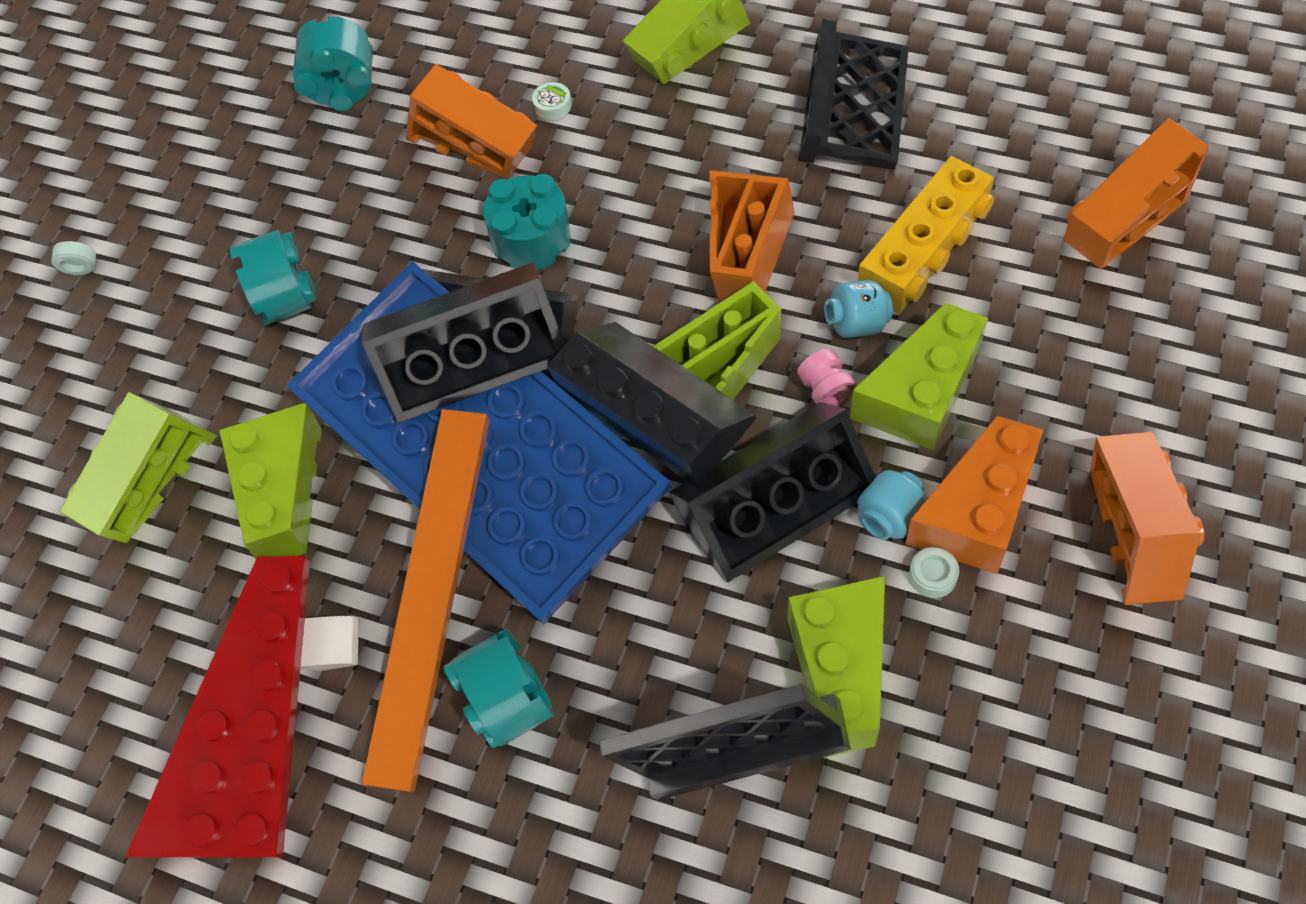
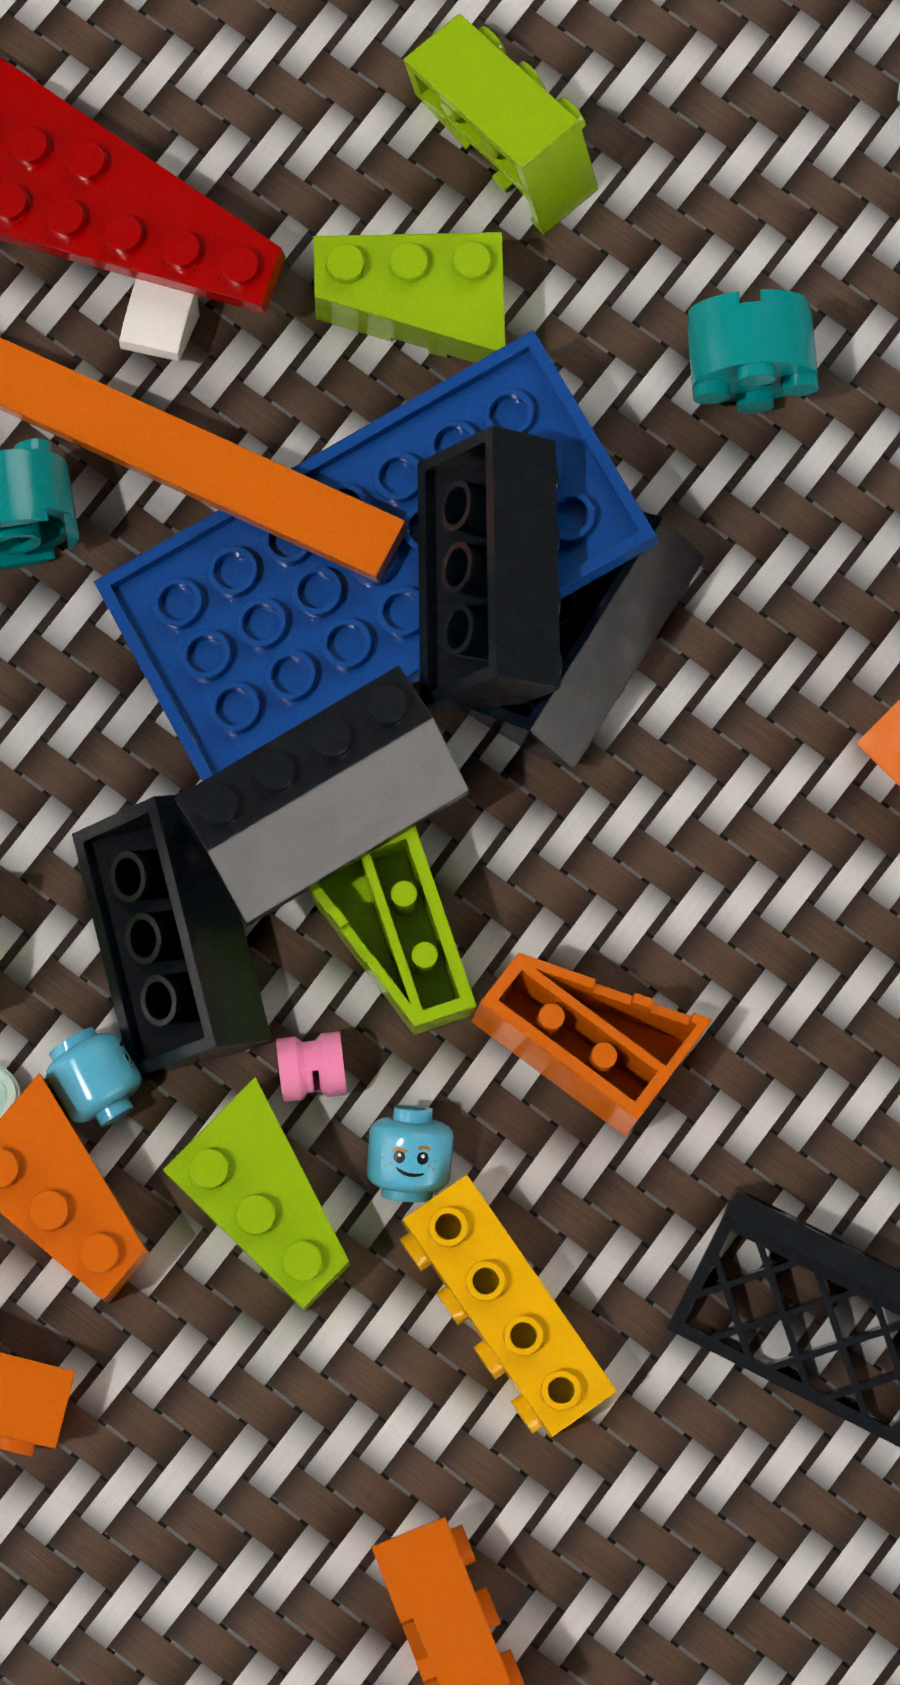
camera: 95 degrees right, 20 degrees up
(527, 220) = (704, 748): teal brick -> none

